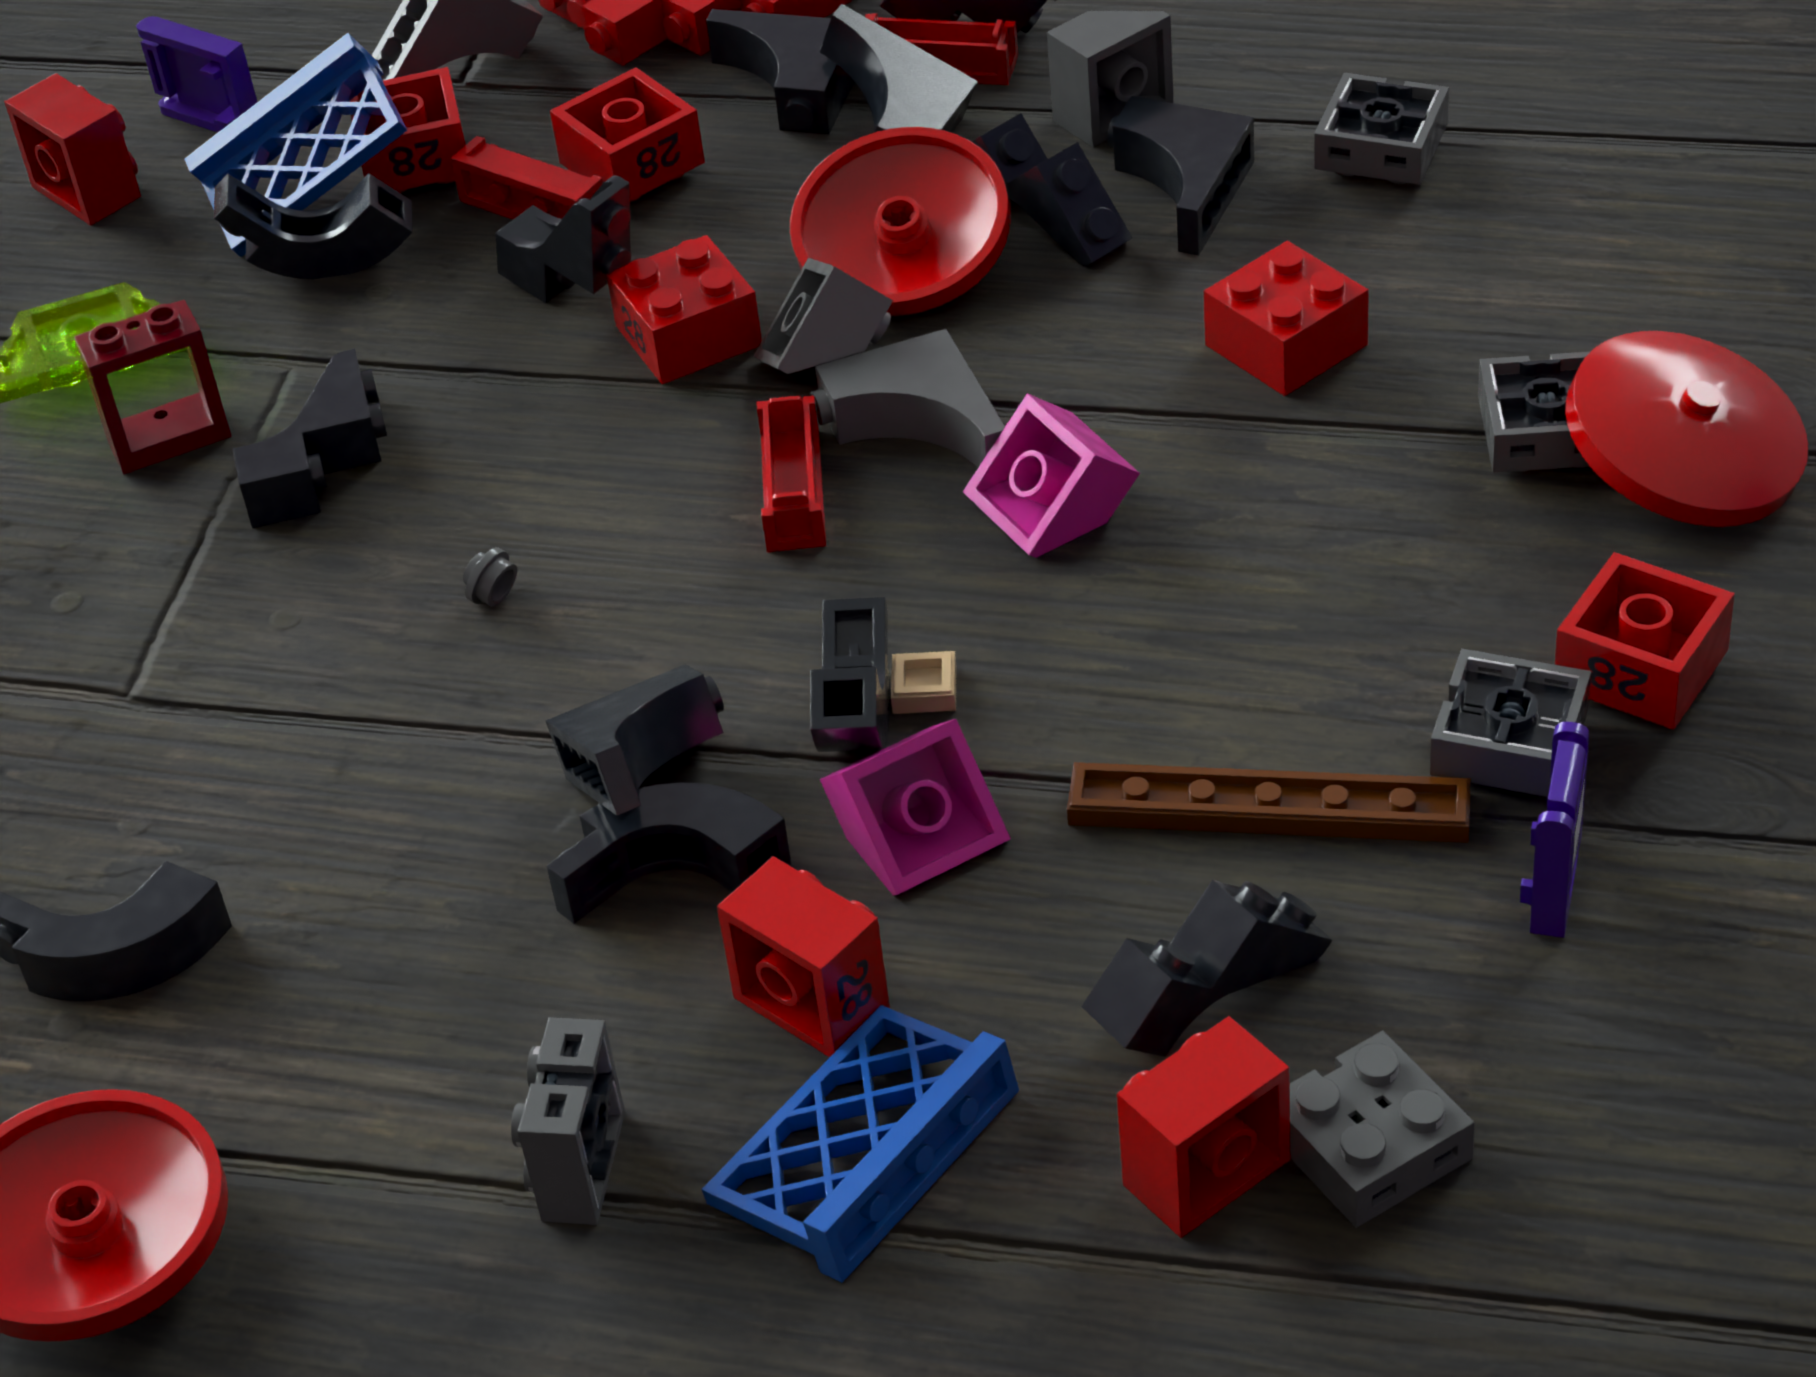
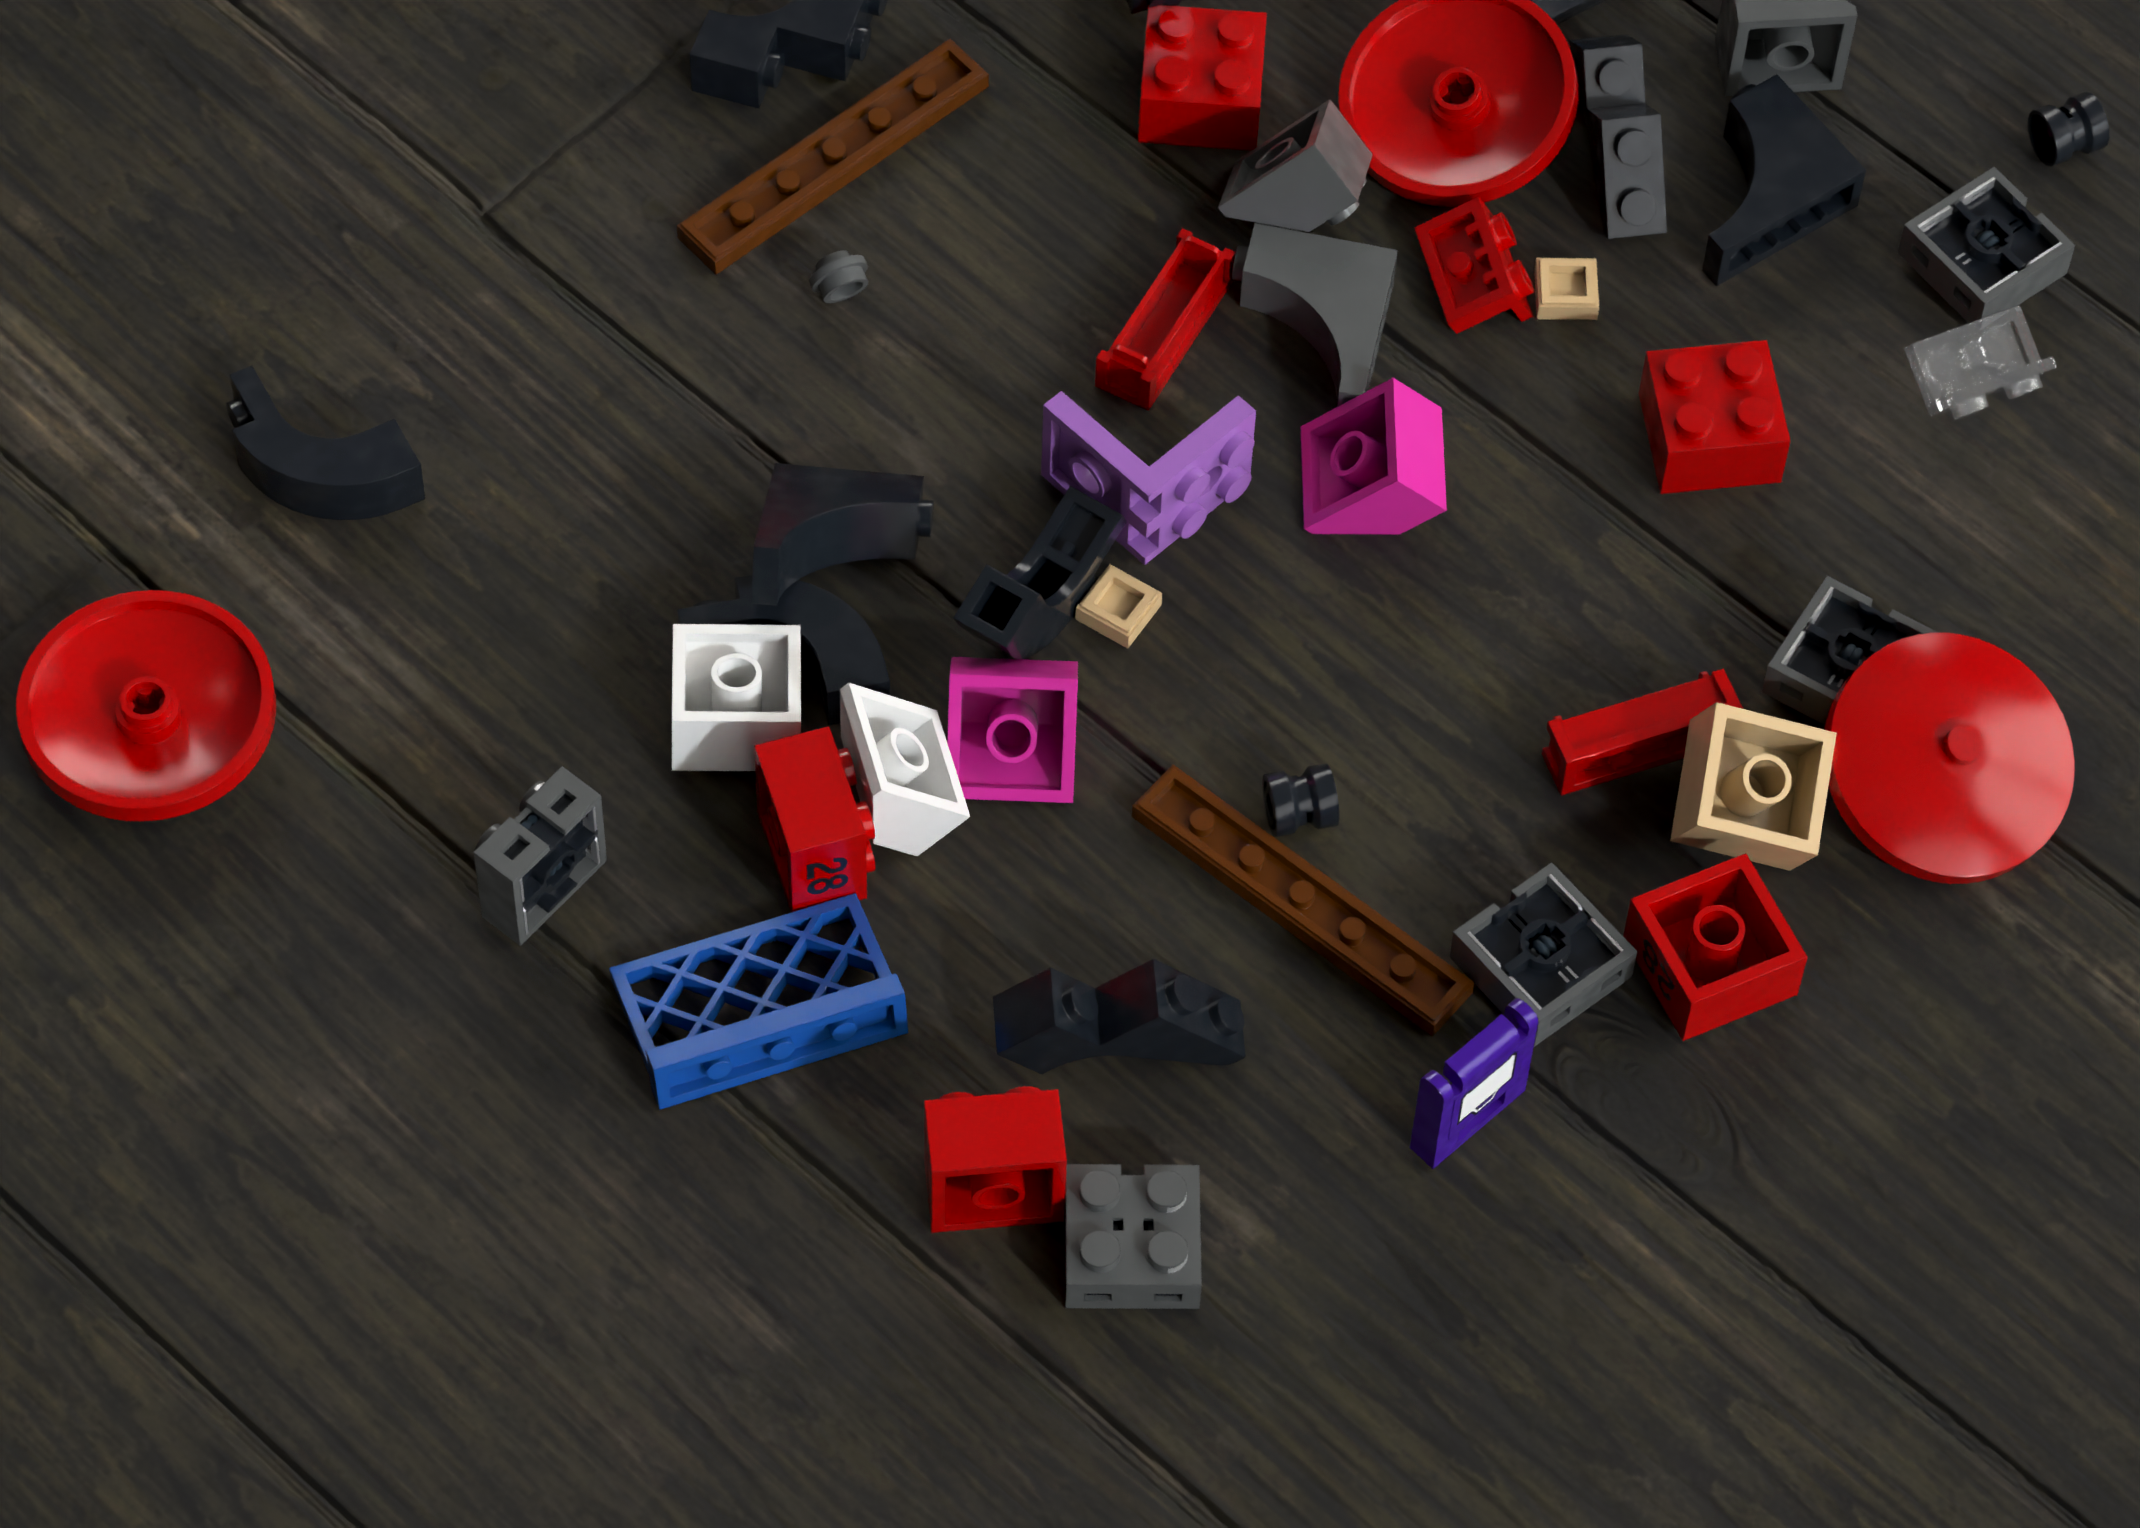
camera: 25 degrees right, 15 degrees up
(411, 513) = (832, 156): none -> reddish brown tile
(649, 906) = (732, 692): none -> white slope
(856, 870) = (901, 769): none -> white slope
(900, 566) = (1156, 499): none -> medium lavender bracket
(1007, 320) = (1474, 266): none -> red bracket
(1089, 307) = (1566, 288): none -> tan tile
(1212, 722) = (1300, 800): none -> black wheel
(1366, 40) = (2068, 129): none -> black wheel
(1433, 539) = (1630, 733): none -> red container
(1443, 196) = (1977, 361): none -> clear bracket
(1565, 512) = (1753, 786): none -> tan brick

